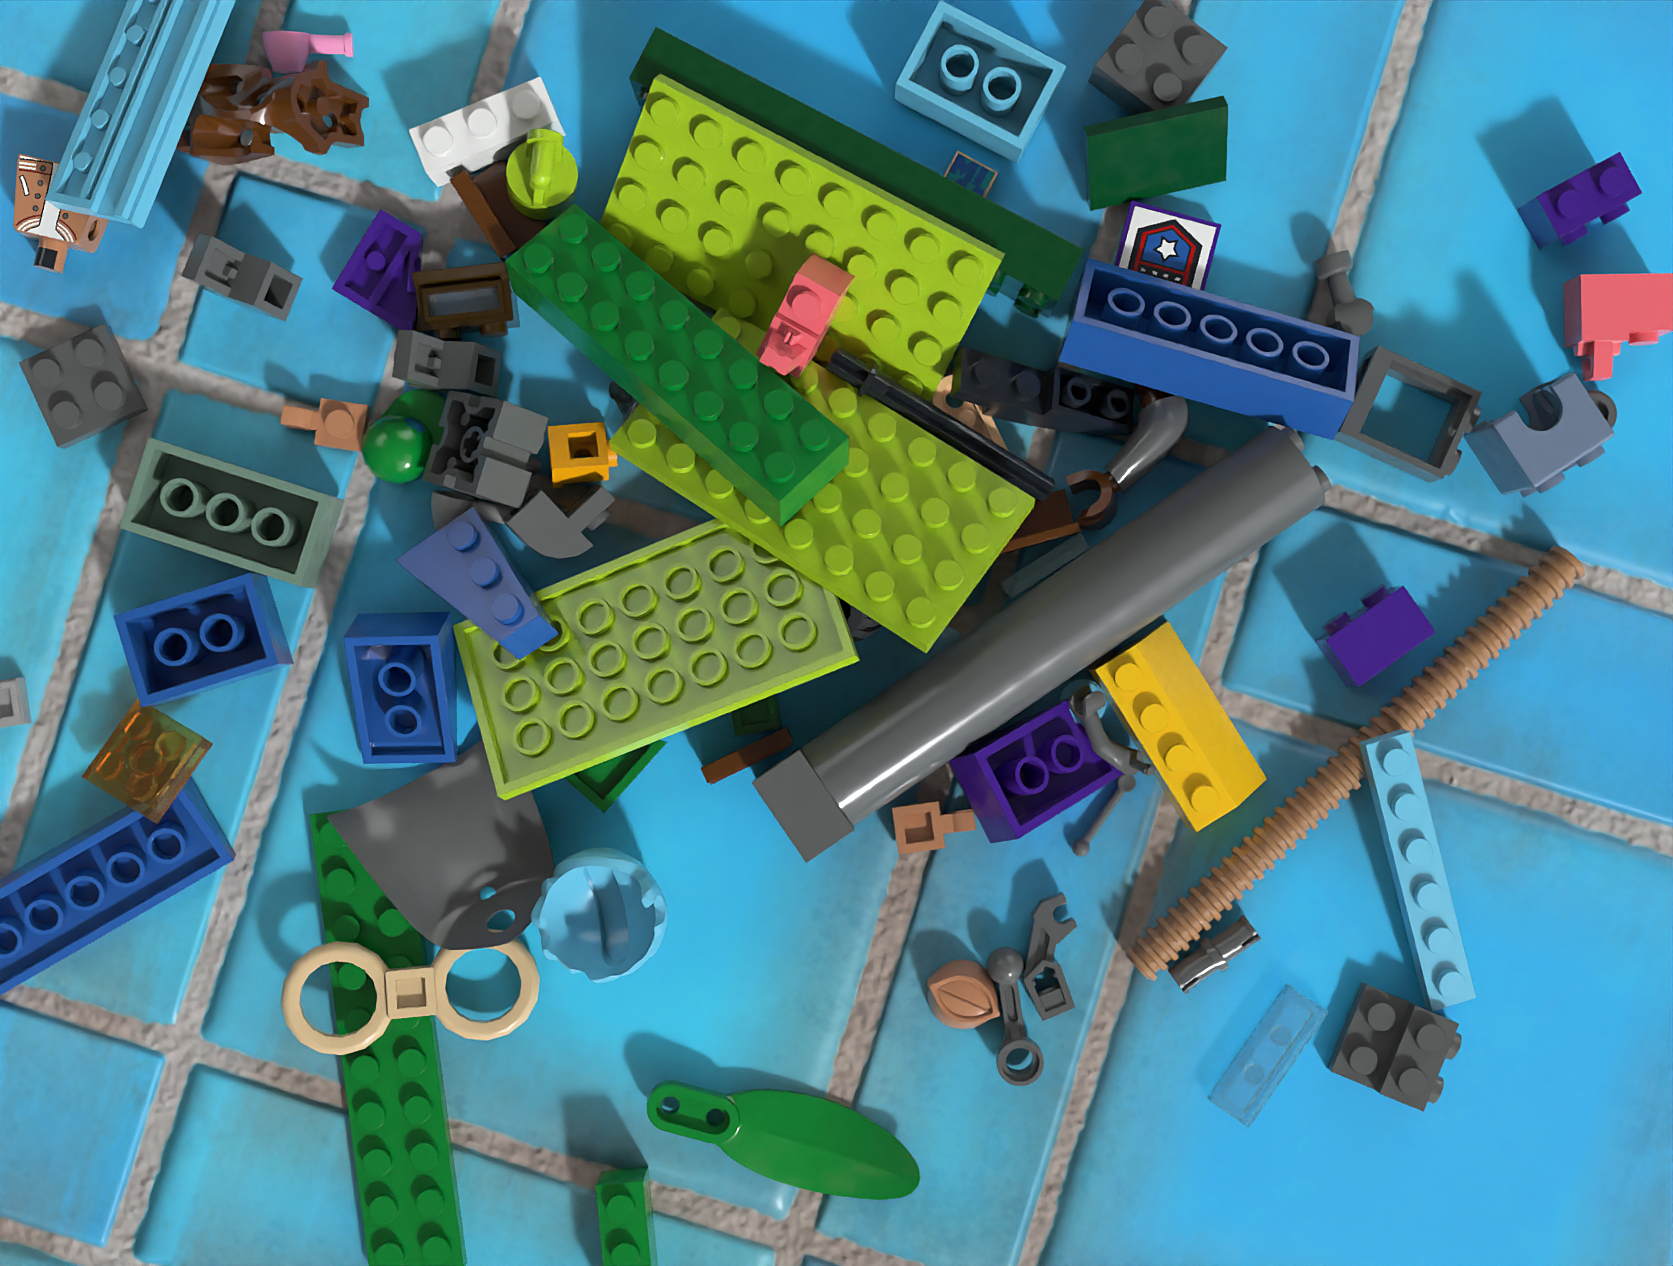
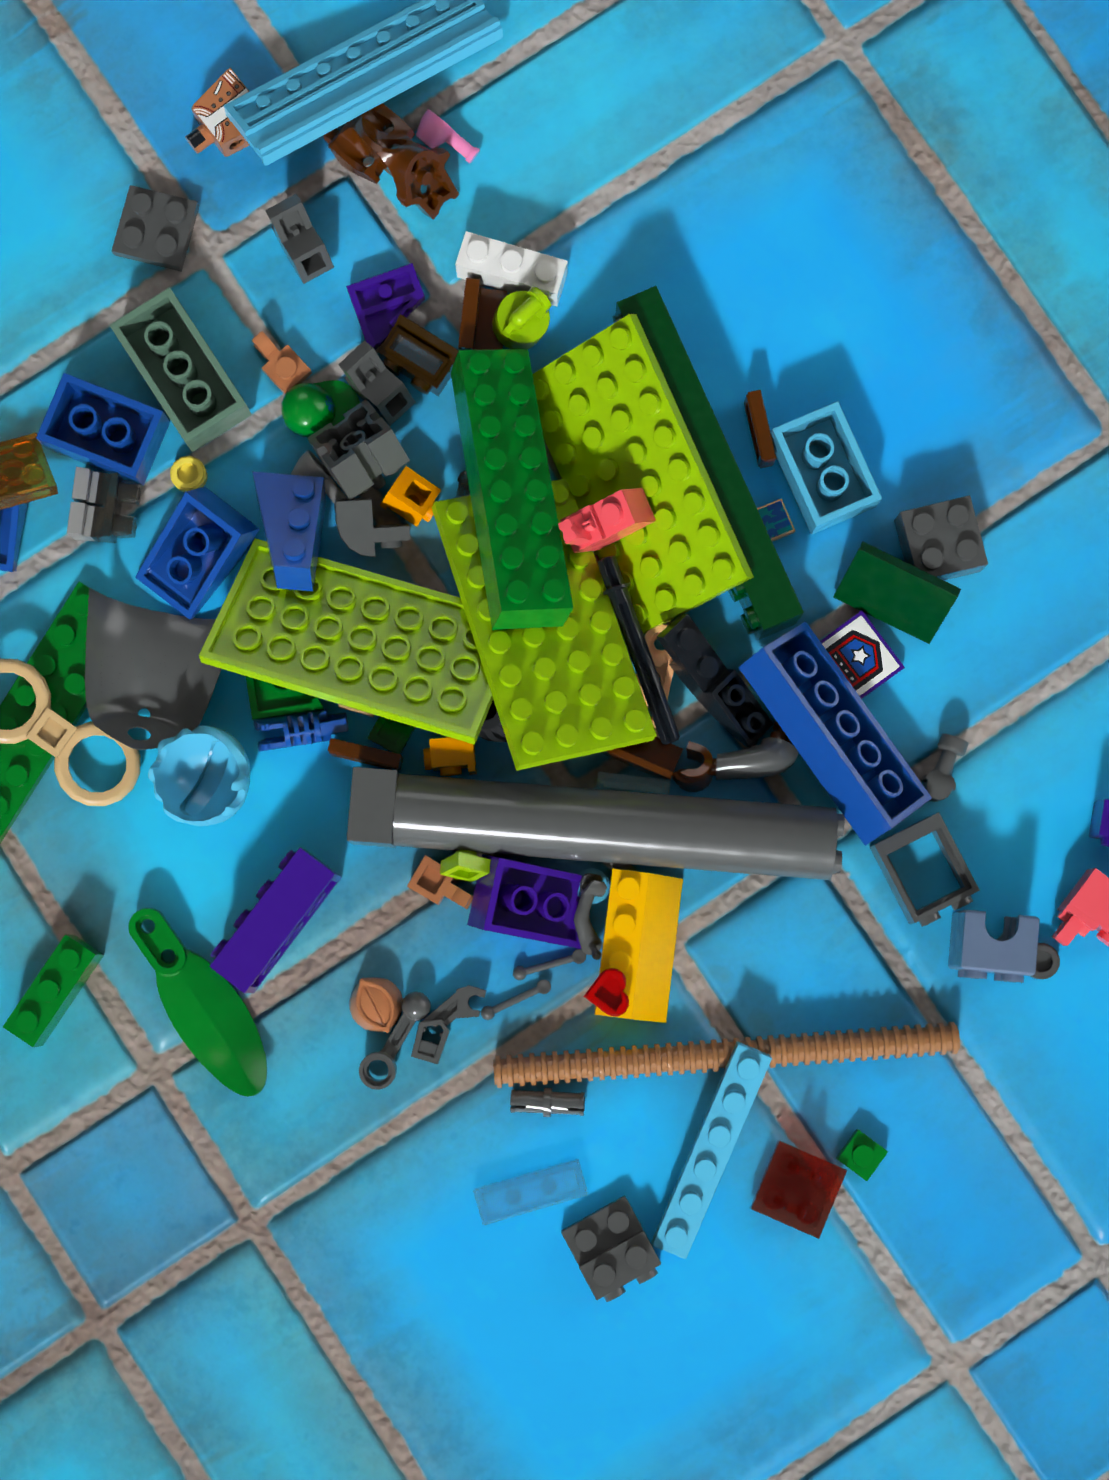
camera: 35 degrees right, 5 degrees down
(258, 702) = (98, 506): none -> clear smoke hips
(330, 614) = (188, 473): none -> light yellow tile
(661, 781) = (301, 728): none -> blue hinge
(797, 1007) = (274, 921): none -> dark purple brick
(835, 690) = (450, 756): none -> light orange brick
(878, 95) = (759, 429): none -> reddish brown tile
(943, 787) = (465, 866): none -> lime plate
(1114, 842) = (542, 987): none -> dark grey hinge
(1195, 800) = (608, 992): none -> red tile
(1374, 634) = (798, 985): dark purple brick -> none
(1532, 837) = (798, 1189): none -> clear red plate
(1566, 752) = (861, 1154): none -> green plate

